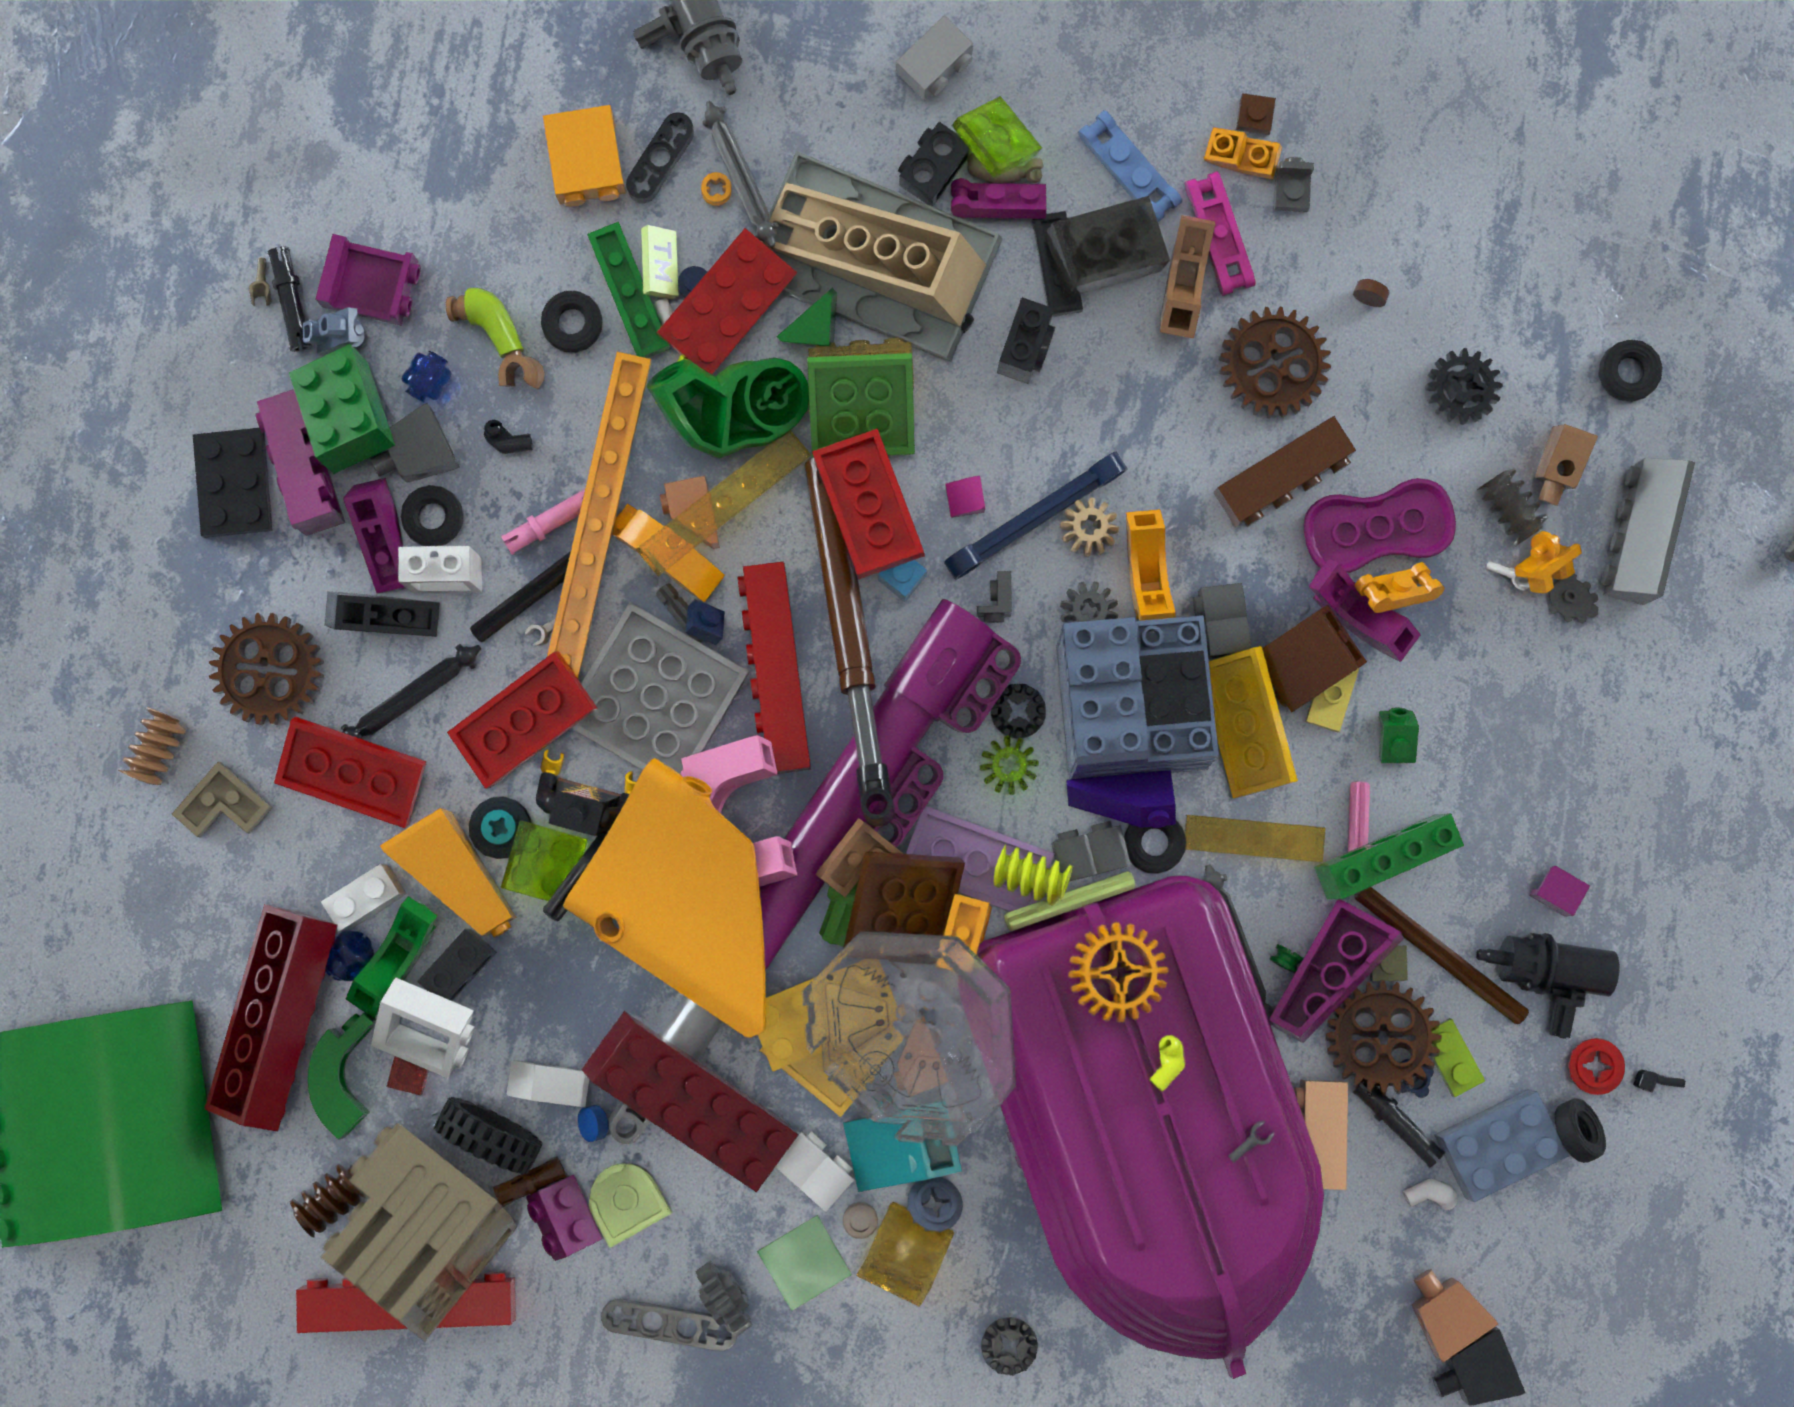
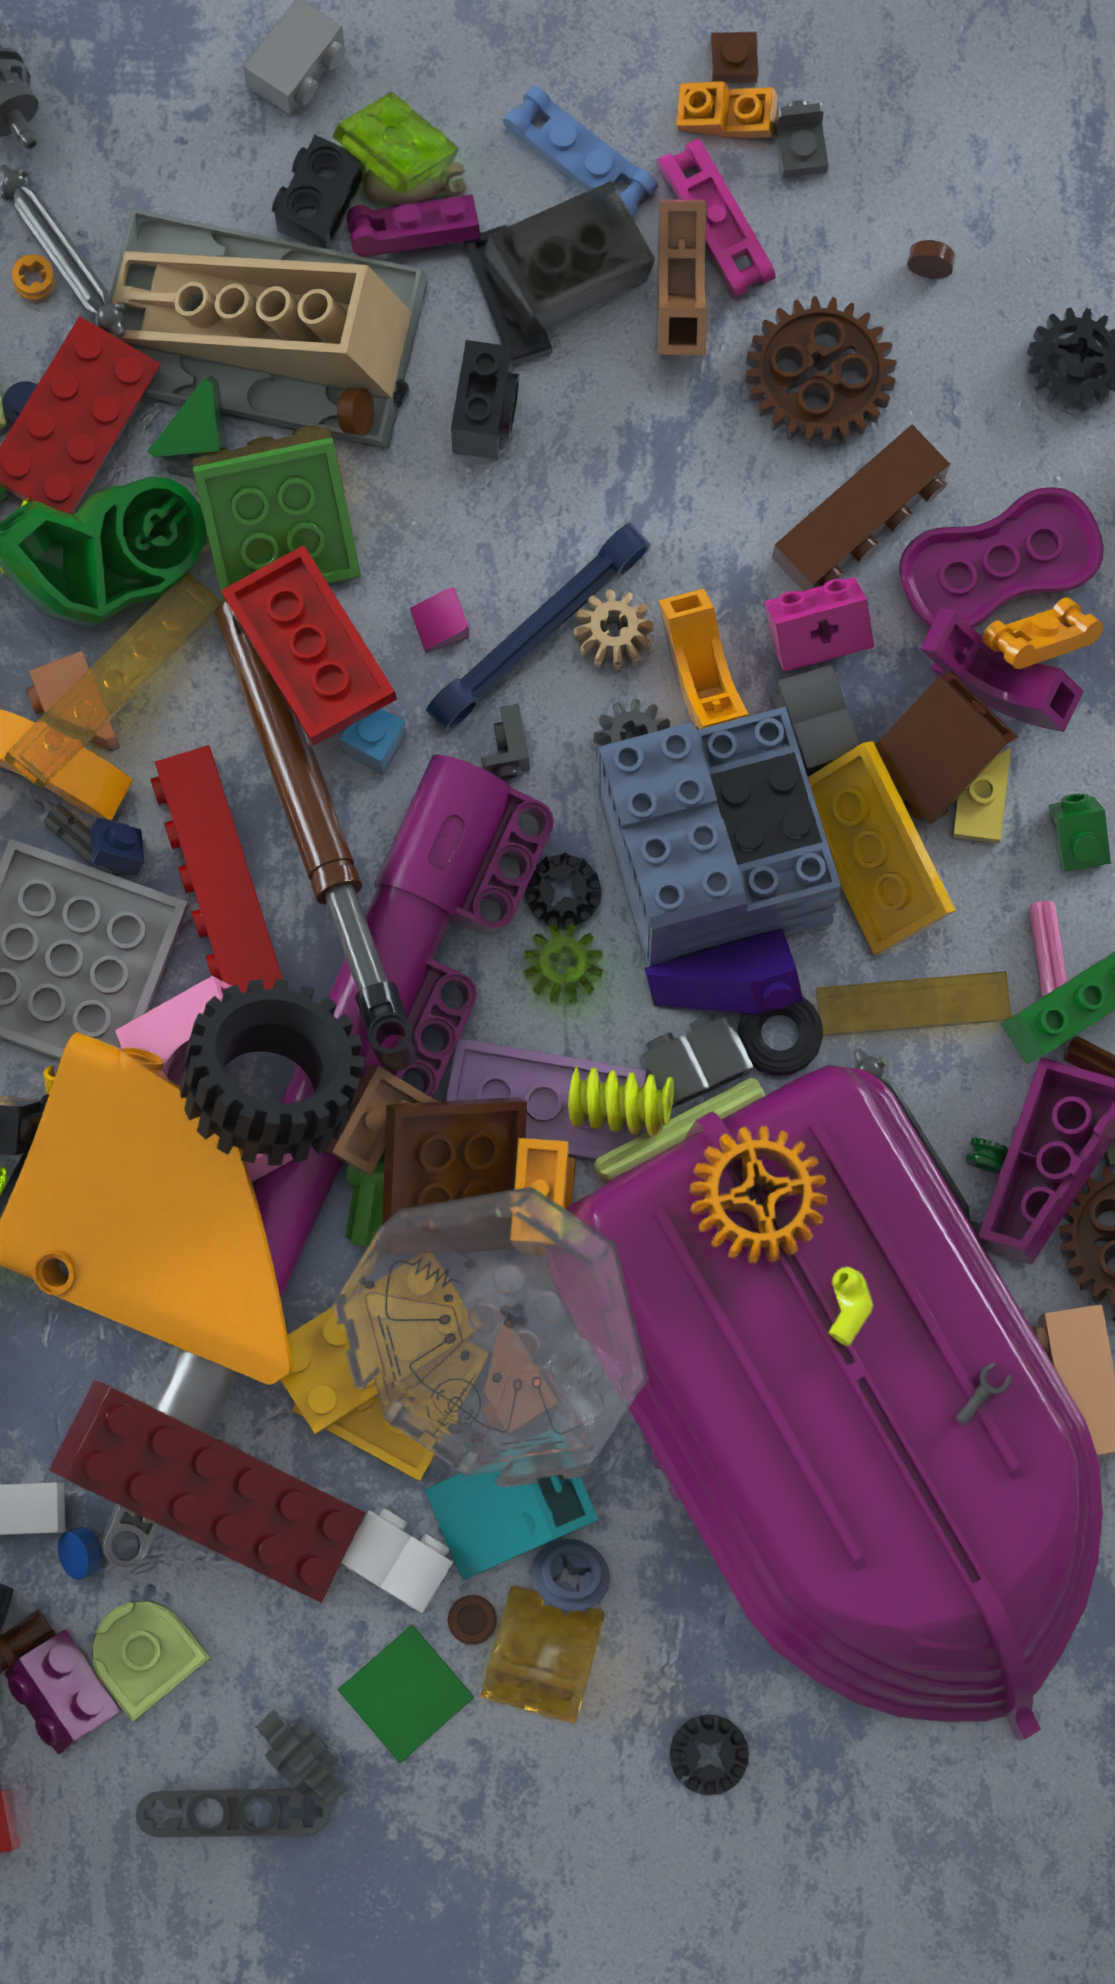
camera: 10 degrees left, 5 degrees down
(804, 783) = (281, 1025): none -> black tyre
(932, 333) = (355, 411): none -> reddish brown tile
(1239, 550) = (819, 623): none -> dark pink brick

